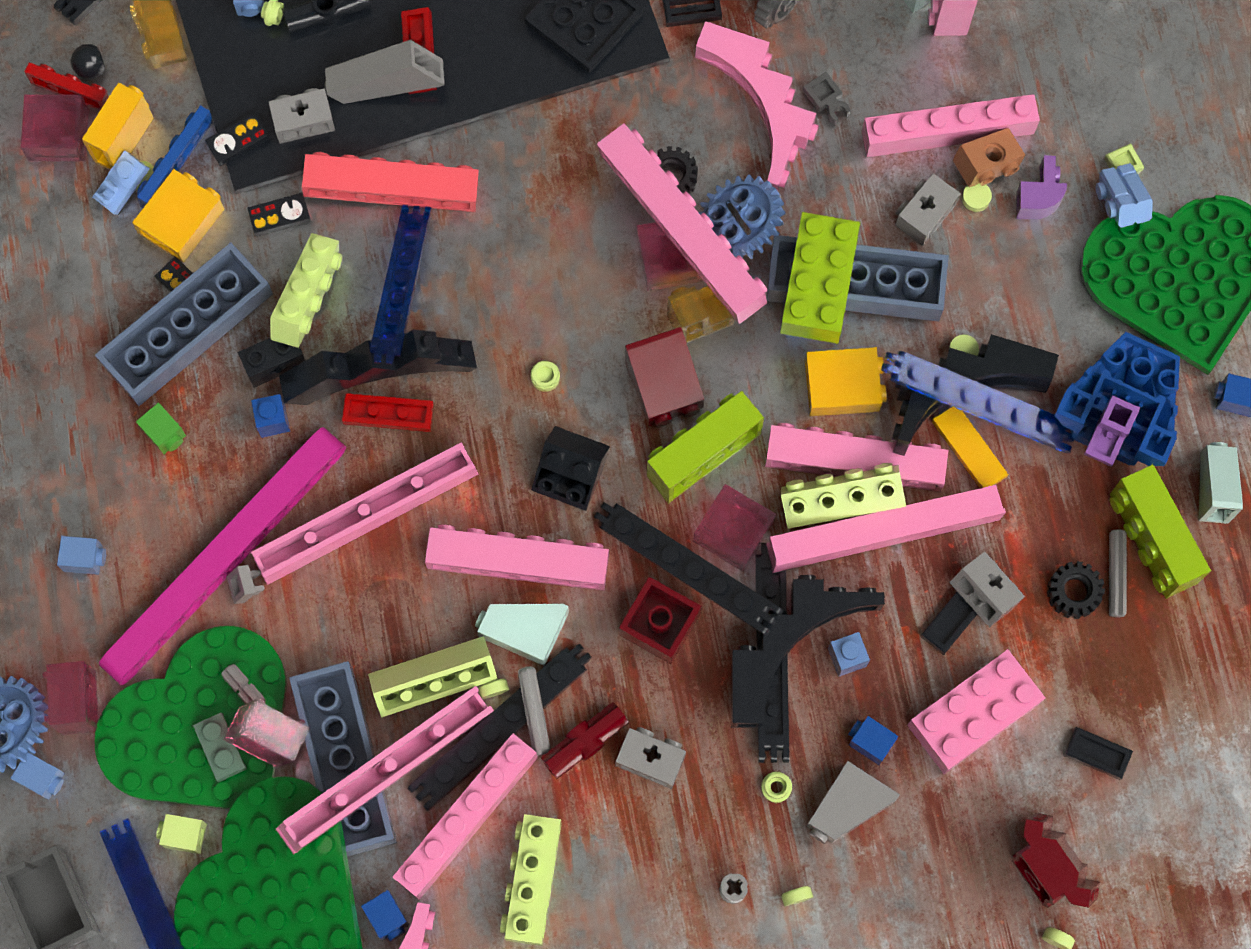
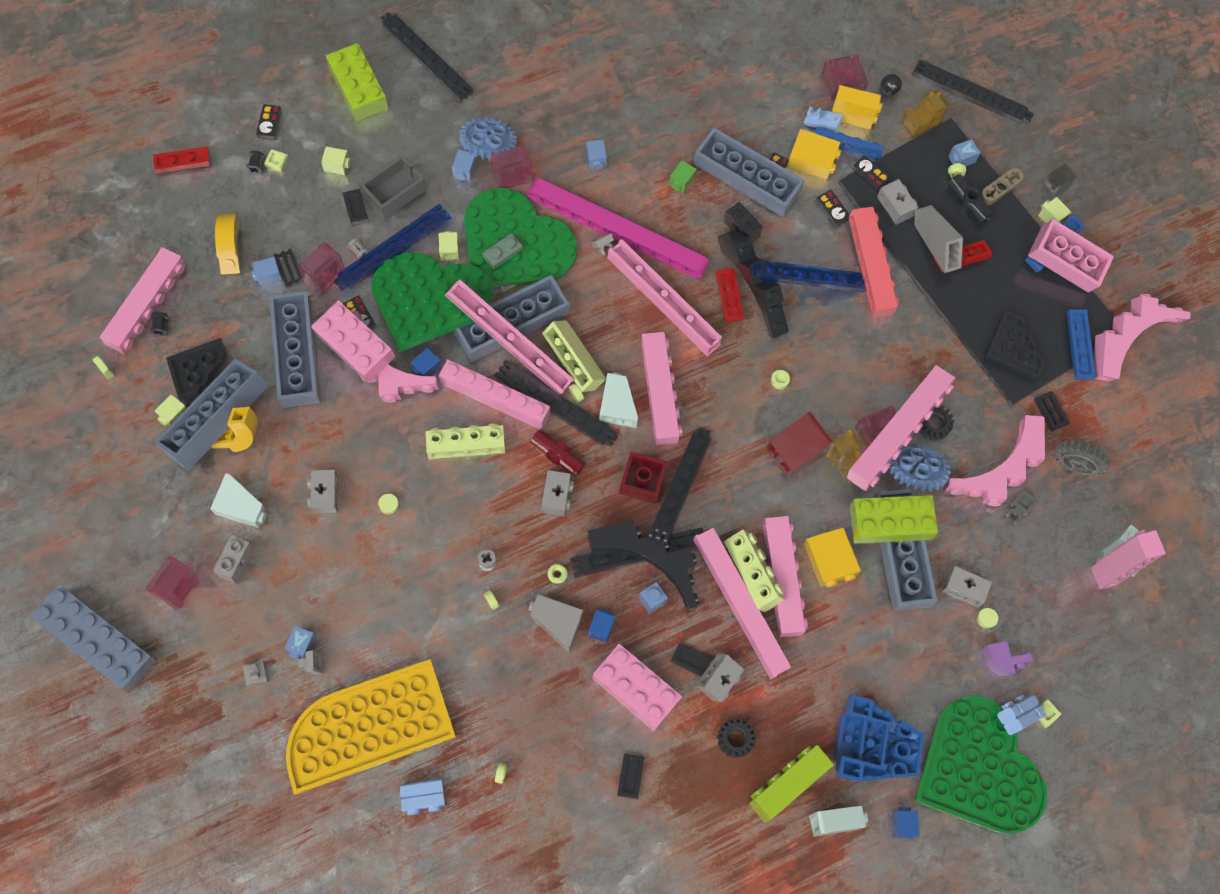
camera: 70 degrees right, 5 degrees down
(48, 79) = (872, 76): red plate -> none
(239, 682) = (541, 252): light grey piece -> none
(266, 733) = (514, 268): clear pink container -> none
(270, 415) = (707, 231): blue brick -> none
(305, 290) = (788, 227): yellowish green brick -> none
(534, 710) = (567, 417): light grey axle -> none
(570, 468) = (726, 405): black slope -> none
(704, 446) = (761, 478): lime brick -> none
(734, 527) = (715, 510): clear pink container -> none
(948, 125) = (1030, 589): bright pink brick -> none
(966, 344) = (878, 631): yellowish green tile -> none
(970, 447) = (813, 649): yellow tile -> none
(977, 399) = (844, 640): clear blue hinge -> none
(989, 158) = (1025, 622): nougat brick -> none
(998, 365) = (874, 654): black arch -> none
(1053, 866) = (548, 758): dark red slope -> none
(1111, 430) = (851, 735): medium lavender brick -> none
(1117, 573) = (756, 765): light grey axle -> none

